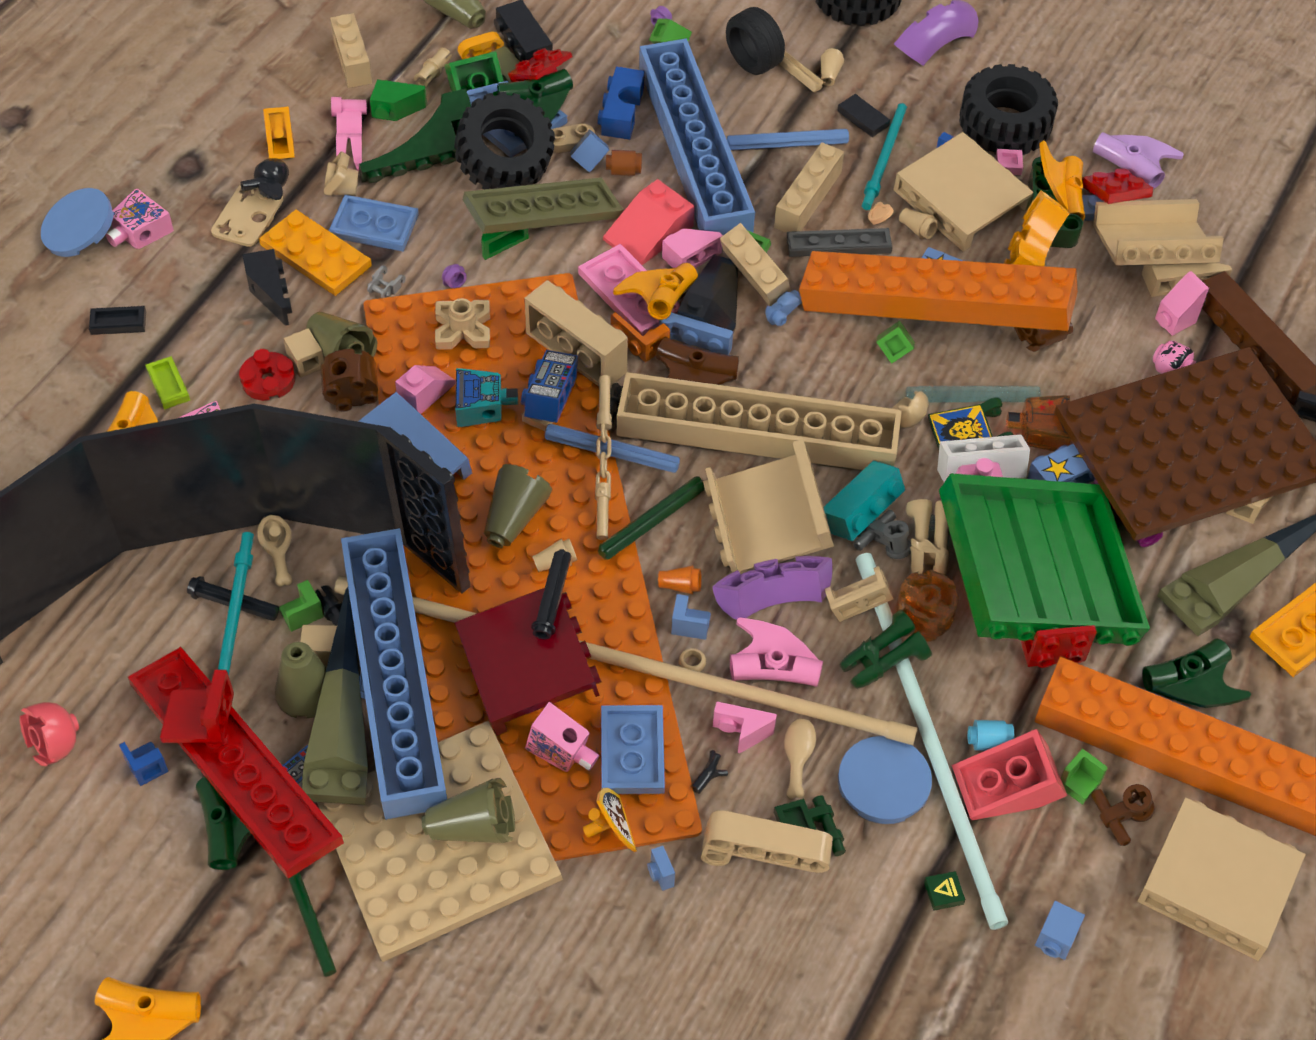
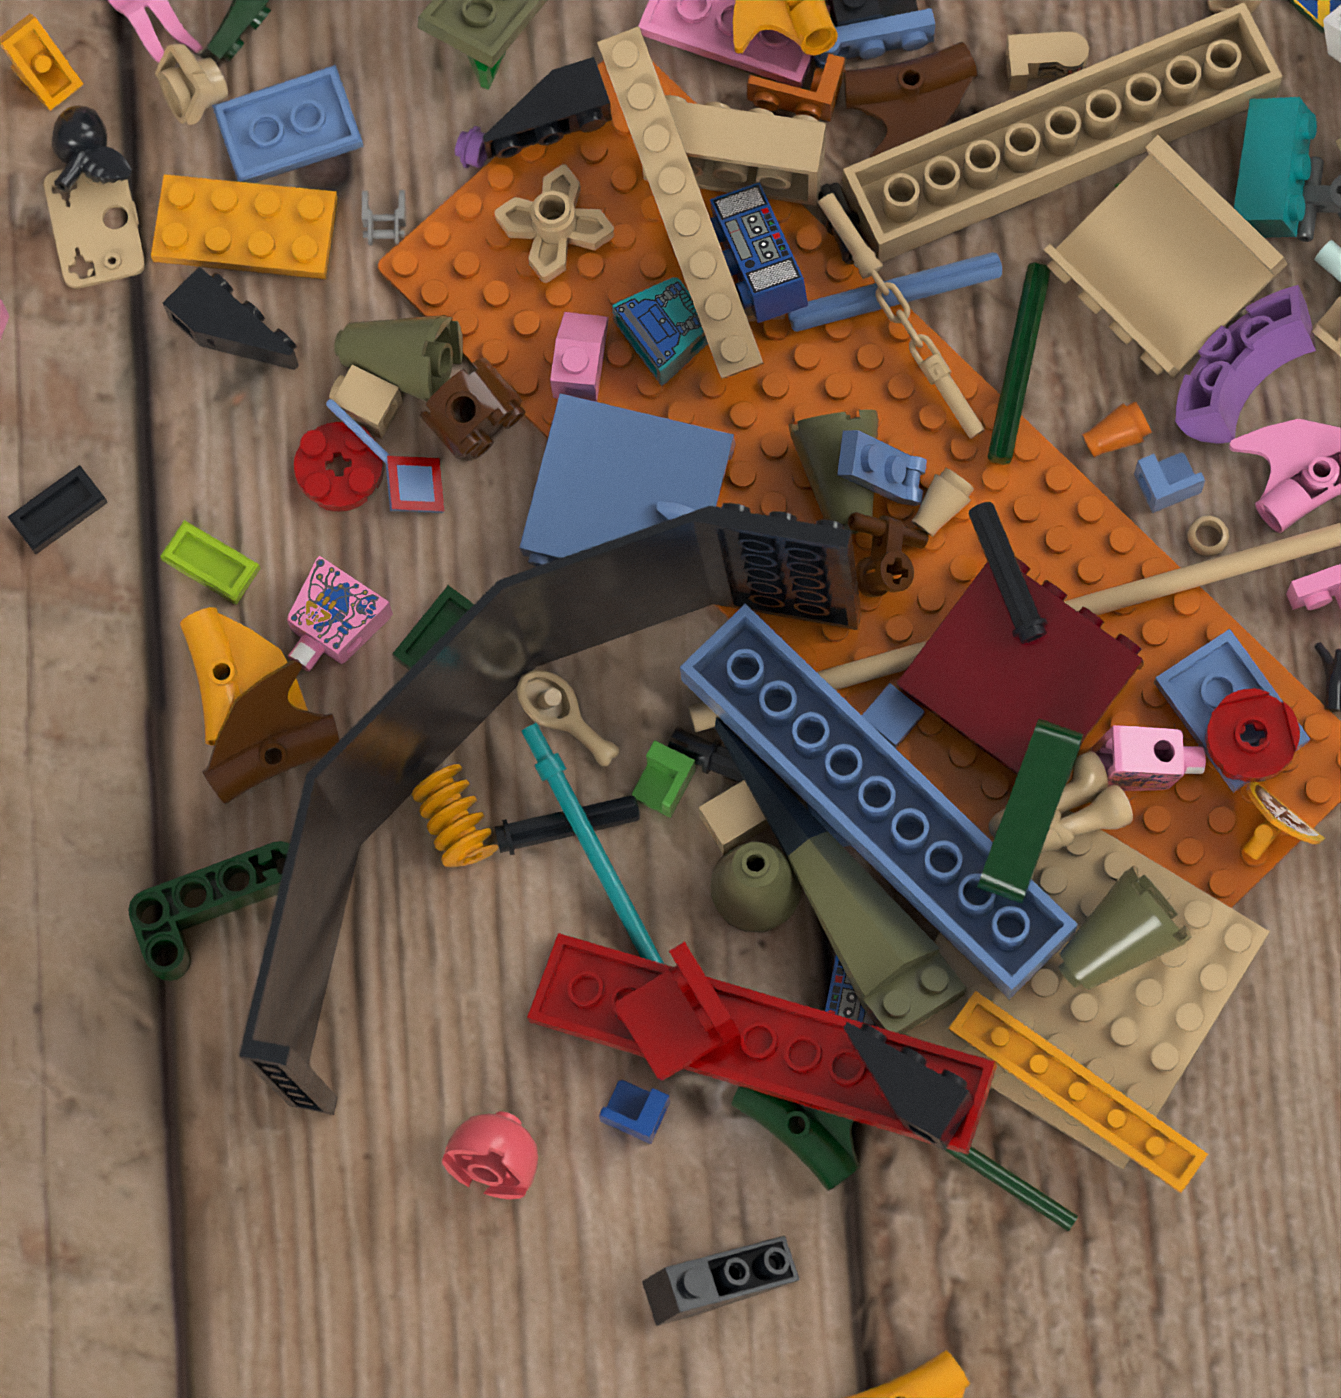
camera: 25 degrees left, 20 degrees up
(110, 874) = (719, 1280): none -> black slope
(177, 559) = (451, 818): none -> light orange piece
(279, 819) = (922, 1099): none -> black slope
(294, 396) = (412, 481): none -> piece
(383, 894) = (1078, 1092): none -> light orange plate
(444, 644) = (893, 715): none -> medium blue tile
(466, 709) = (1030, 810): none -> dark green beam
(471, 735) = (1088, 785): none -> tan piece
(502, 562) = (886, 553): none -> reddish brown piece
(505, 275) = (560, 104): none -> black slope
(523, 335) = (680, 202): none -> tan plate
(530, 513) = (881, 468): none -> medium blue plate
(633, 779) = (1266, 714): none -> red plate
(775, 381) = (1044, 56): none -> tan leg

